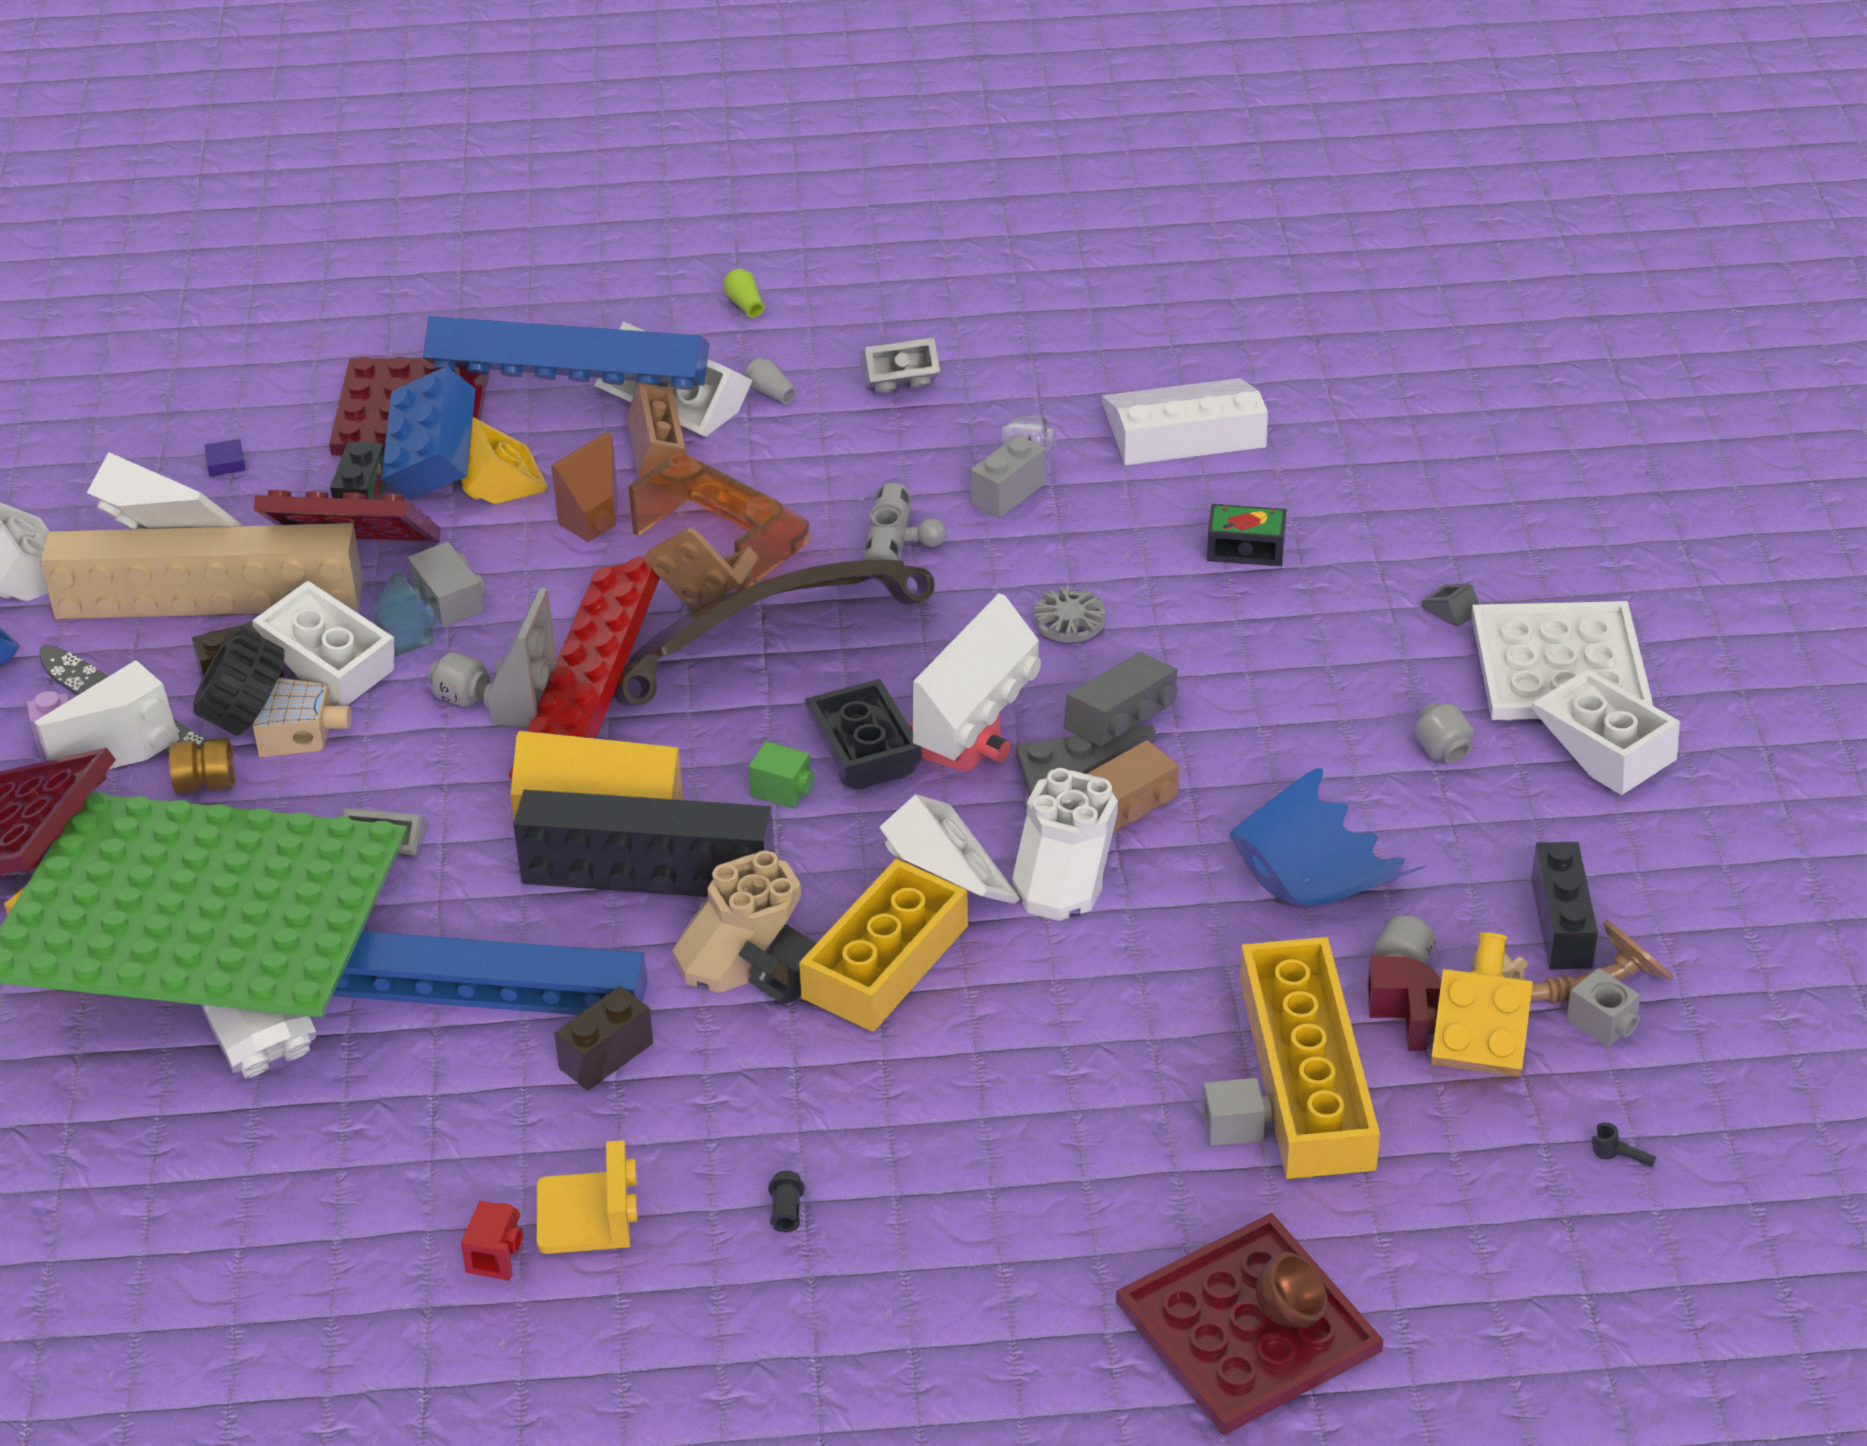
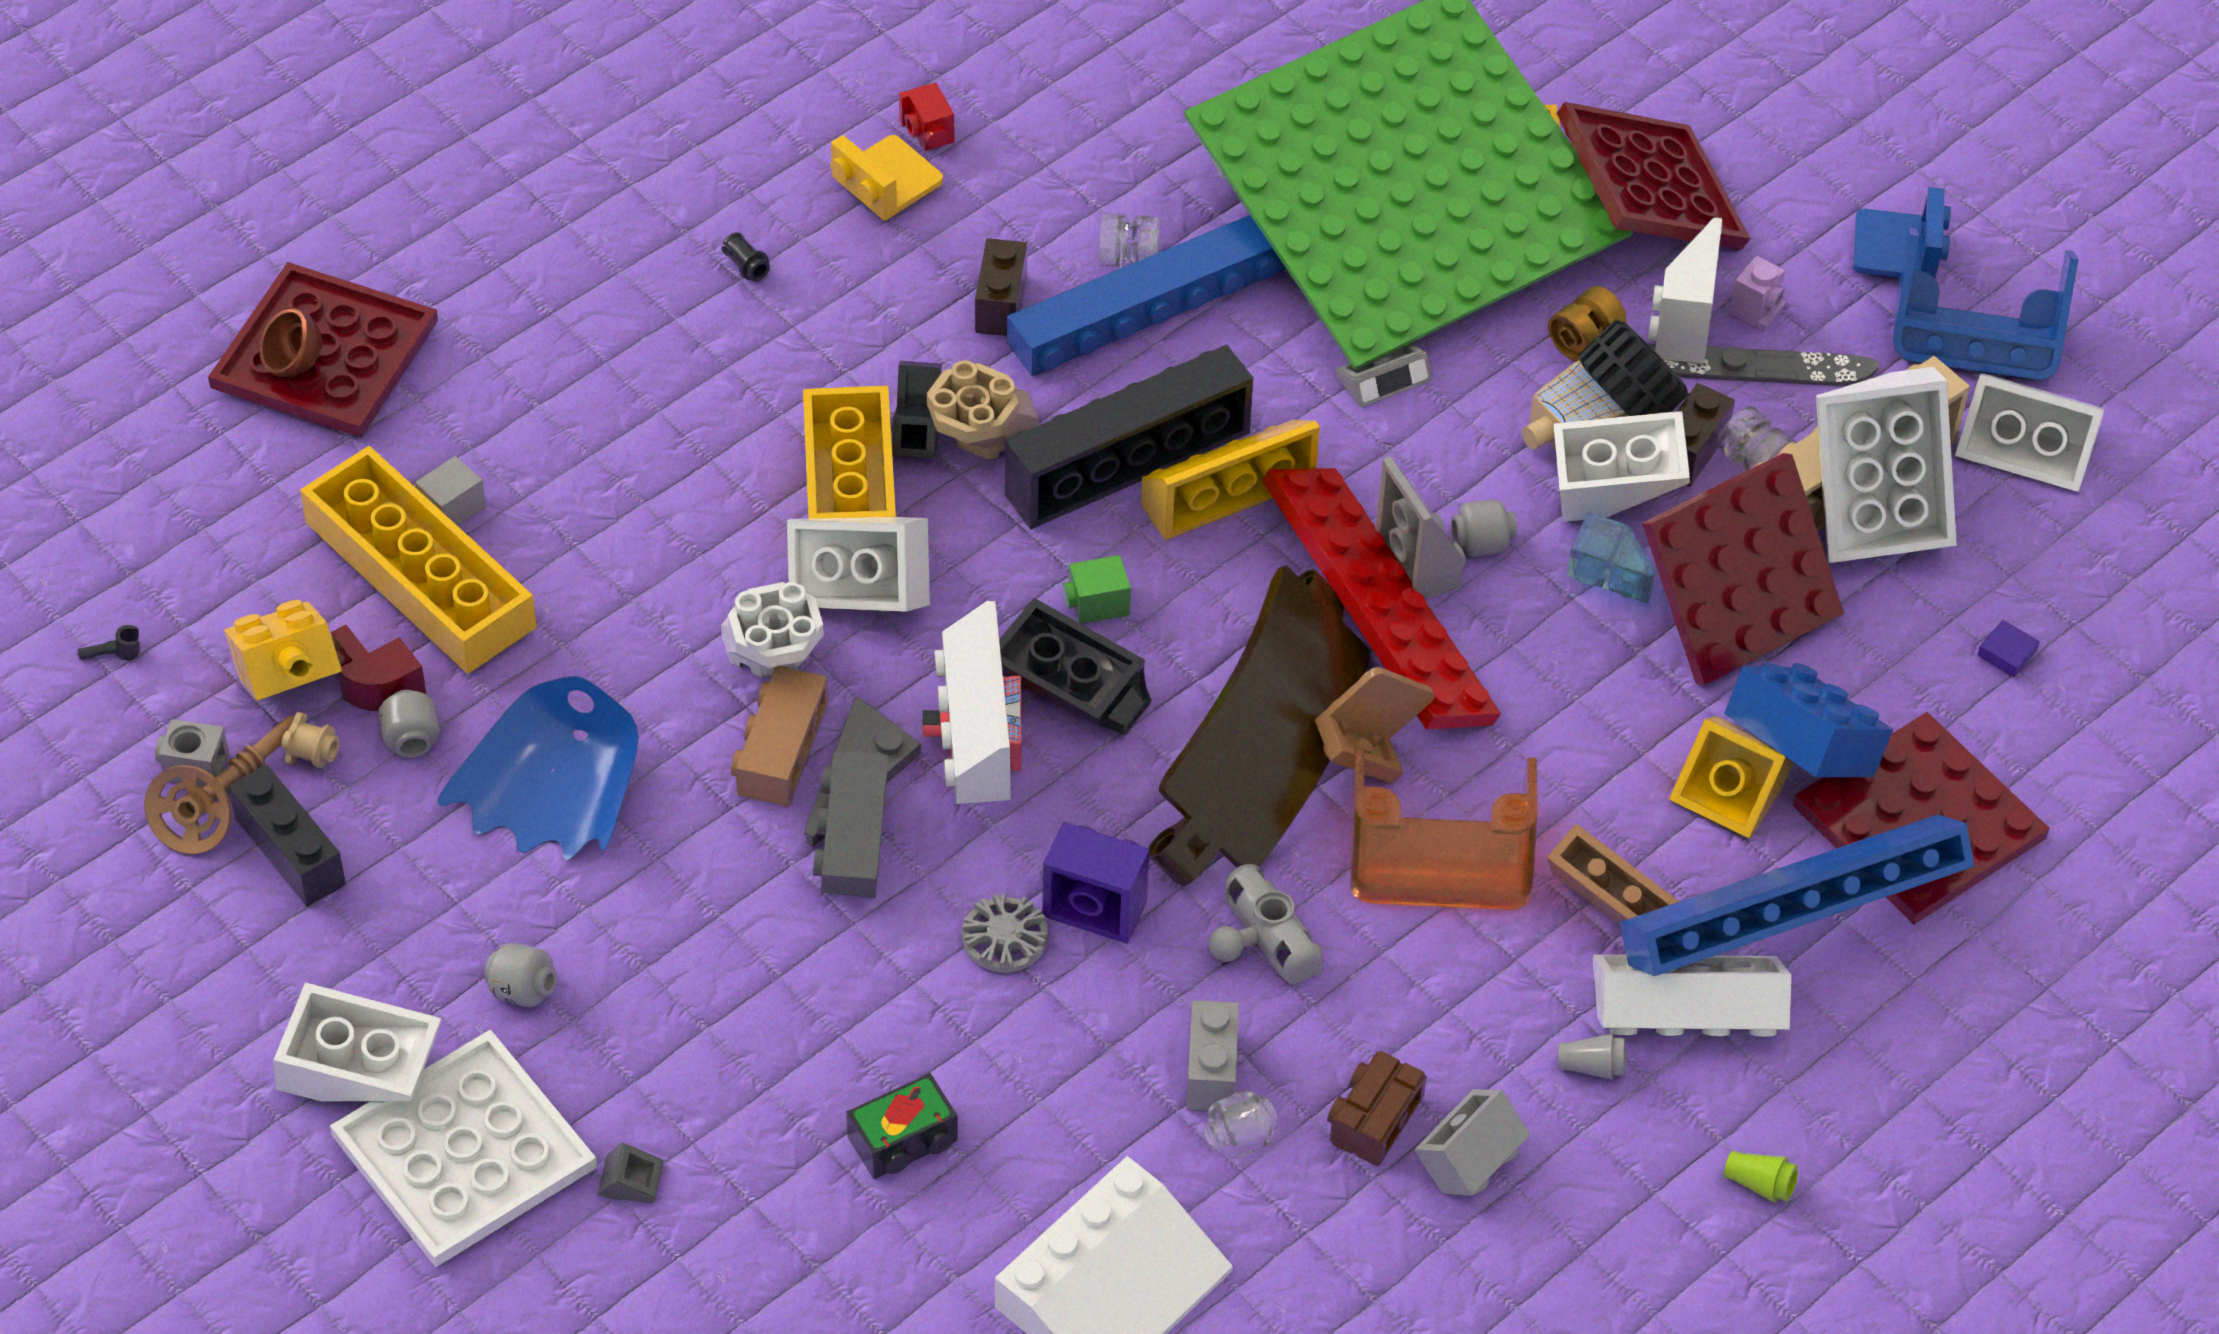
camera: 140 degrees right, 10 degrees up
(205, 613) = (1750, 439): none -> clear wheel
(360, 471) = (1833, 659): black brick -> none
(447, 583) = (1613, 614): light grey brick -> none
(458, 1017) = (1114, 237): none -> clear wheel
(587, 488) = (1590, 774): dark orange slope -> none
(932, 412) = (1377, 1107): none -> reddish brown brick
(986, 565) = (1095, 882): none -> dark purple brick

